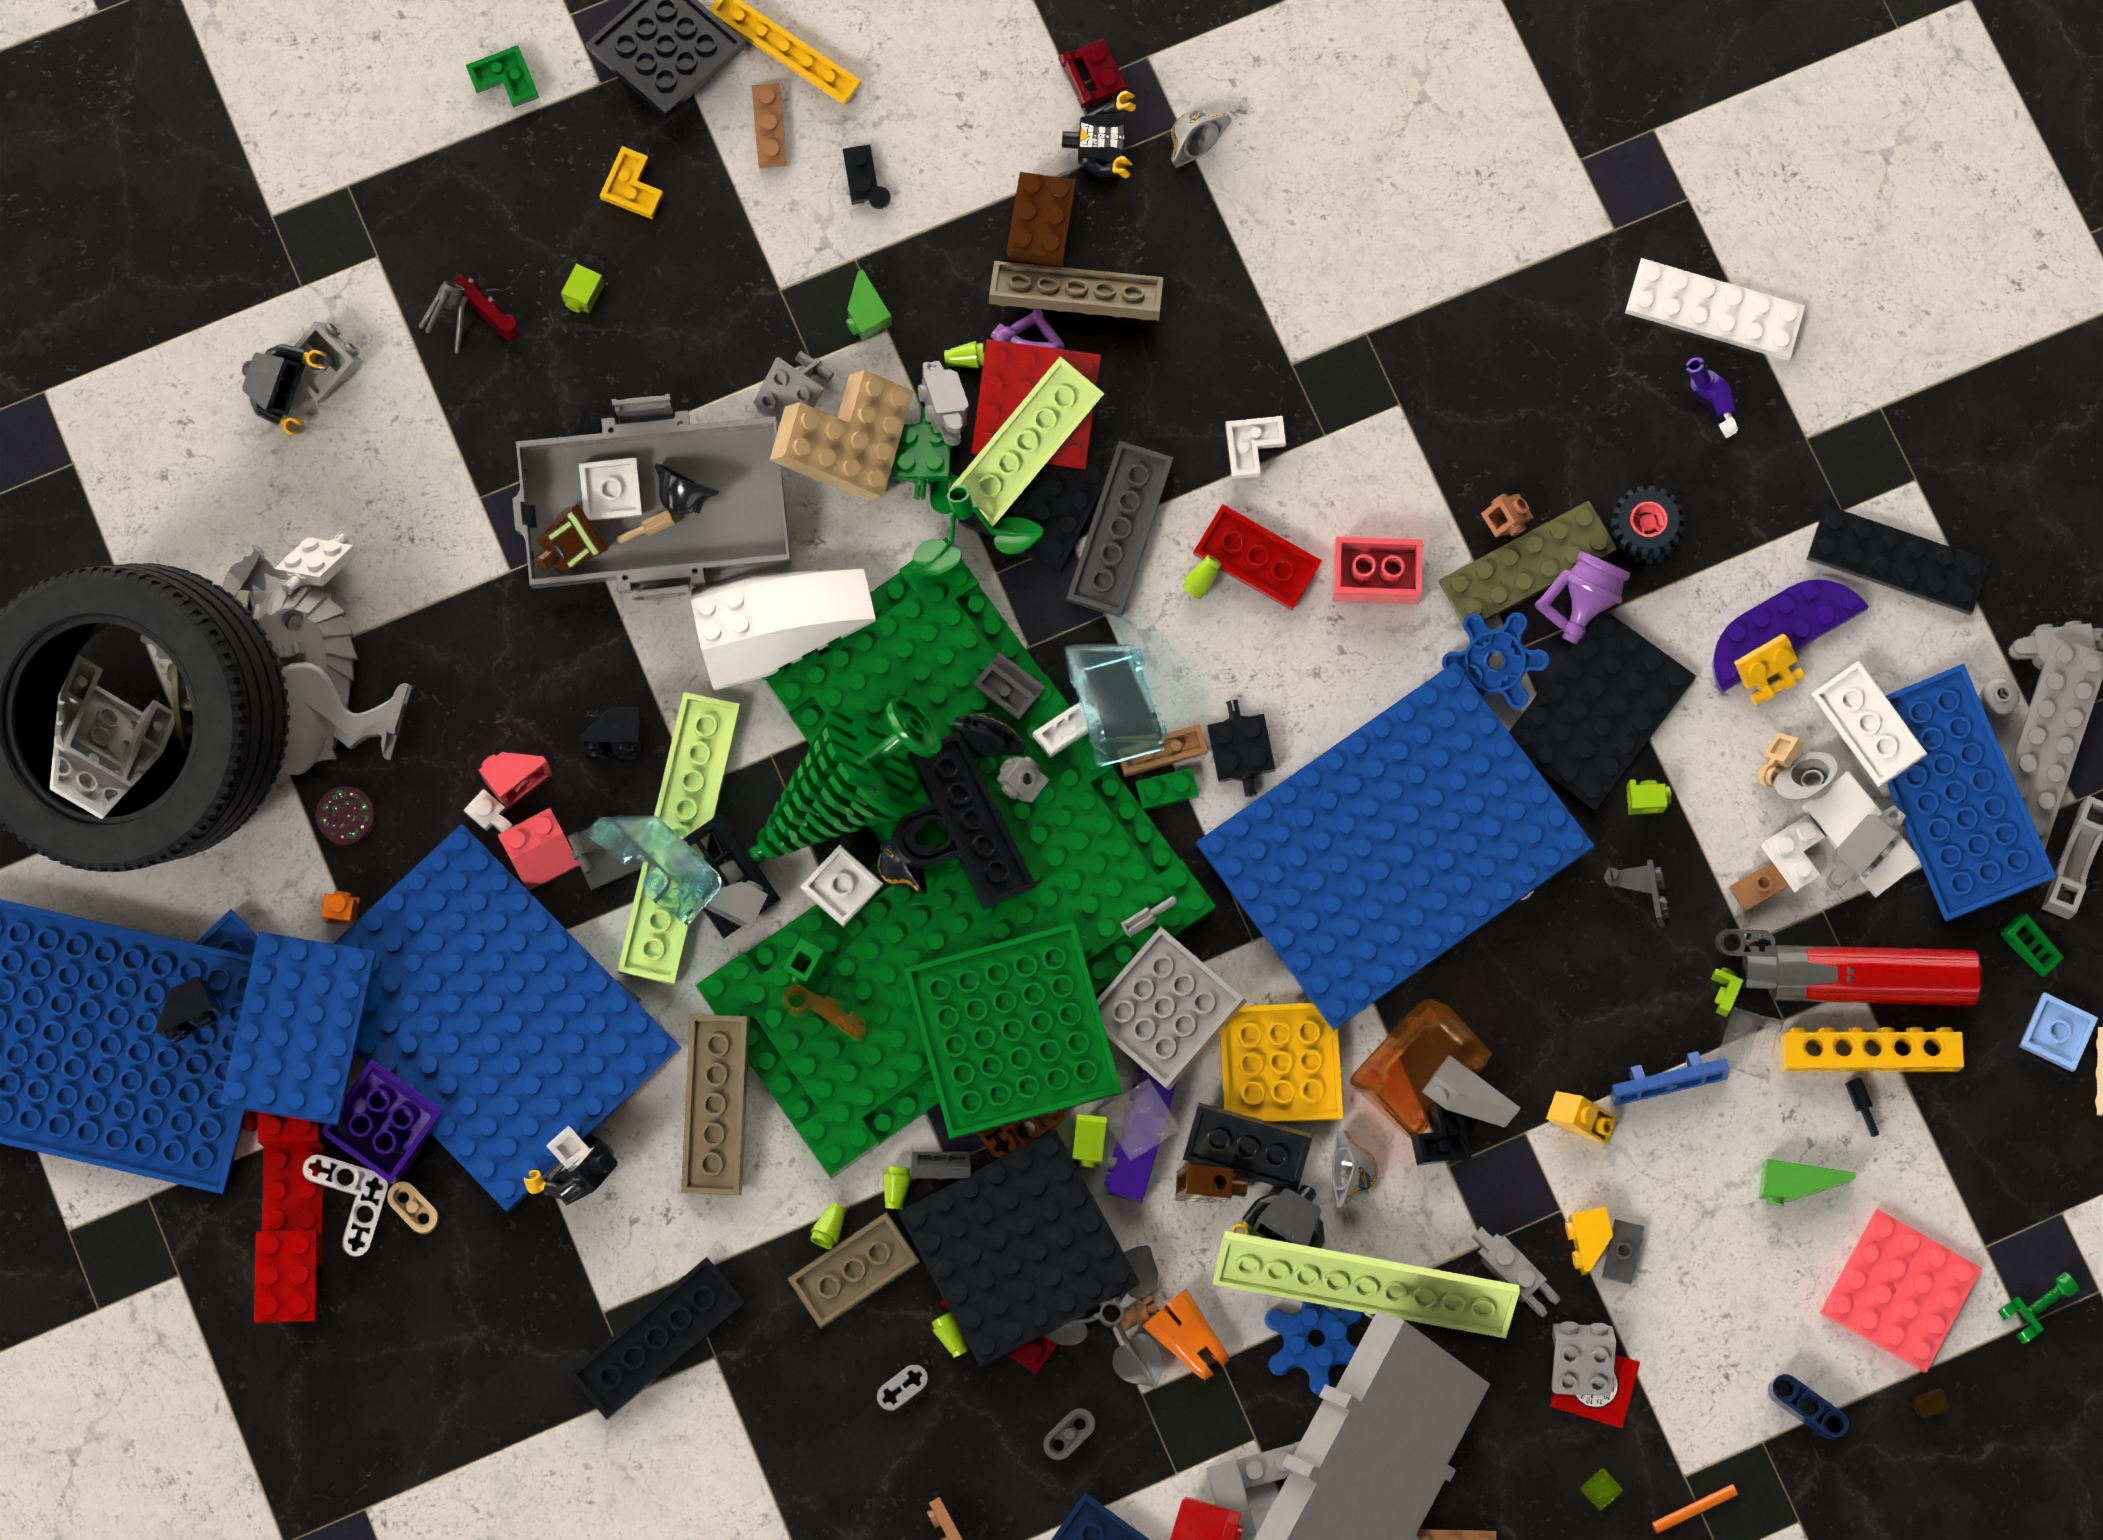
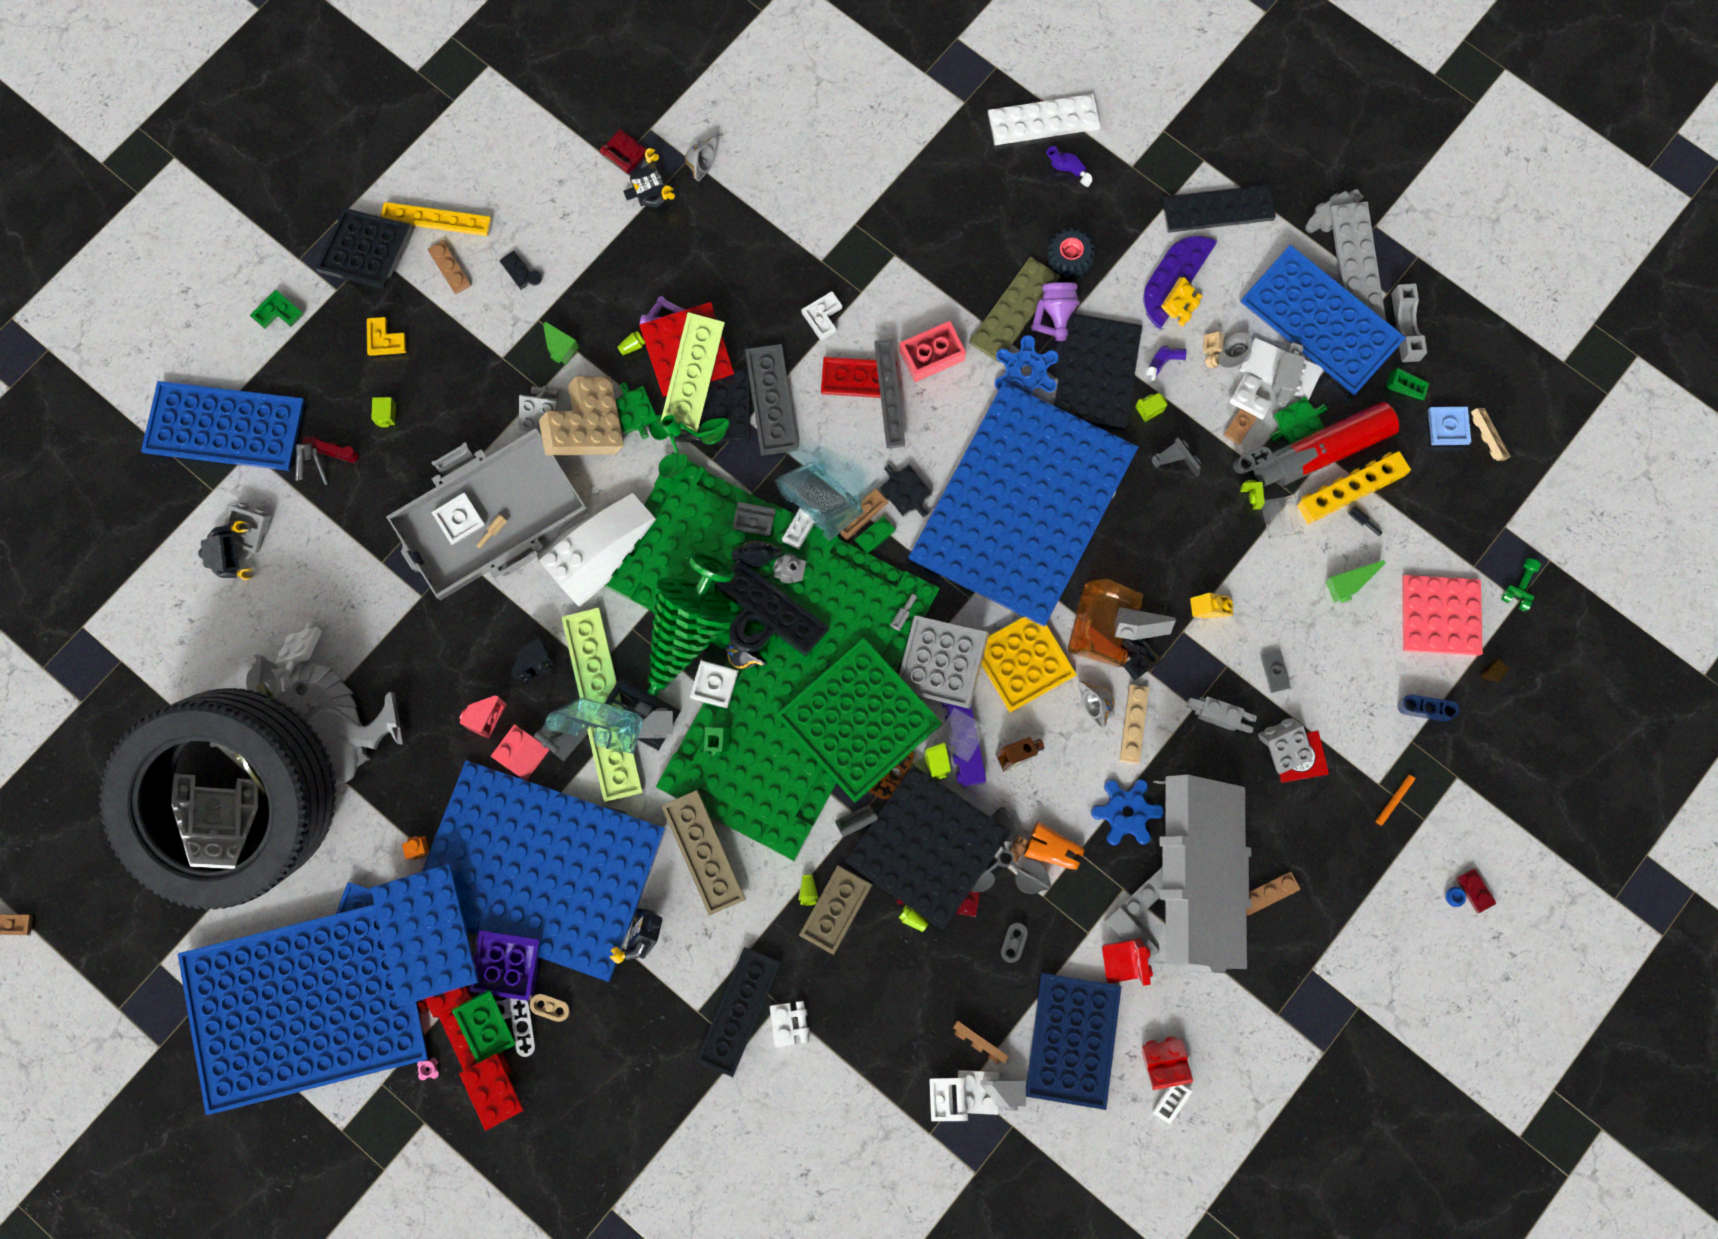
camera: 25 degrees left, 0 degrees up
(188, 1008) = (348, 957): black slope -> none
(208, 1210) = (423, 1073): none -> bright pink plate
(316, 1186) = (483, 1026): none -> green plate
(345, 815) = (391, 790): clear pink tile -> none
(358, 204) = (223, 426): none -> blue plate
(487, 812) = (478, 745): white plate -> none
(567, 1147) = (627, 924): white plate -> none
(569, 541) = (448, 560): reddish brown torso -> none
(680, 493) = (502, 501): black hat -> none
(706, 1387) = (783, 1026): none -> white plate
(826, 1008) = (742, 761): clear orange plate -> none
(896, 1186) = (835, 845): lime cone -> none
(898, 1381) = (896, 962): light grey beam -> none
(944, 401) = (631, 374): hinge -> none
(1041, 220) = (636, 246): reddish brown brick -> none
(1076, 290) = (676, 276): dark tan plate -> none
(1201, 577) = (833, 404): lime cone -> none
(1248, 1146) = (1031, 719): black plate -> none
(1286, 601) = (889, 393): none -> flat silver plate
(1286, 1218) = (1079, 752): black torso -> none
(1365, 1284) = (1141, 765): yellowish green plate -> none
(1394, 1216) = (1134, 724): none -> tan plate
(1507, 515) = (990, 285): nougat brick -> none
(1590, 1235) = (1253, 672): yellow slope -> none
(1601, 1489) = (1336, 816): clear neon green plate -> none
(1660, 1084) = (1262, 549): blue hinge -> none
(1695, 737) = (1161, 357): none -> dark purple arm
(1845, 919) = (1298, 421): none -> green plate
(1869, 724) = (1253, 305): white tile -> none
(1991, 698) = (1318, 254): light grey head -> none

